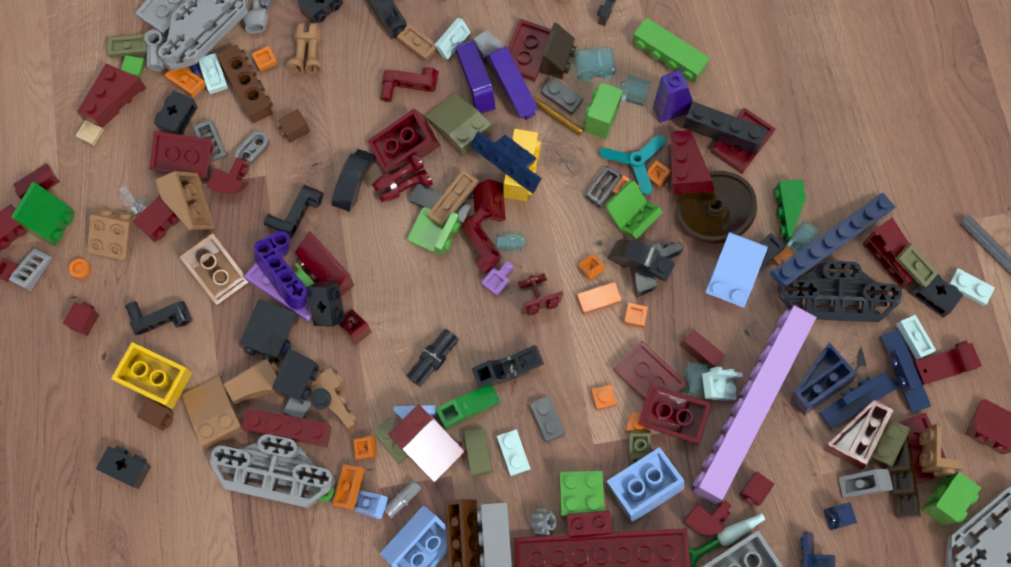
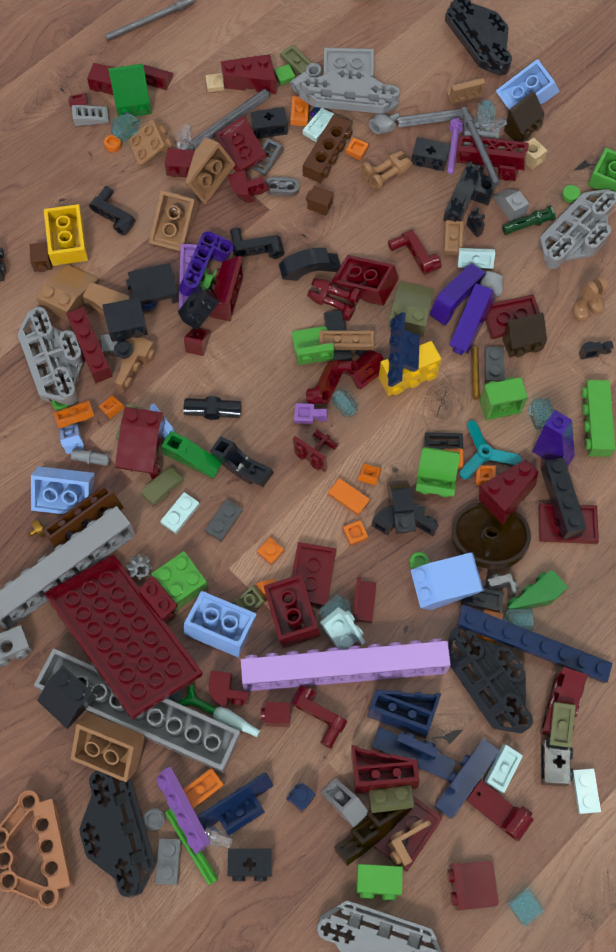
camera: 55 degrees right, 5 degrees down
(74, 245) = (124, 126): none -> clear light blue brick
(81, 318) = (77, 166): dark red brick -> none
(141, 145) = (231, 117): none -> flat silver axle
(419, 14) = (475, 222): none -> black plate
(595, 63) = (540, 370): clear light blue brick -> none
(697, 281) = (418, 559): none -> bright green tile
(763, 223) = (506, 581): none -> flat silver bracket
(796, 445) = (304, 701): none -> dark red beam

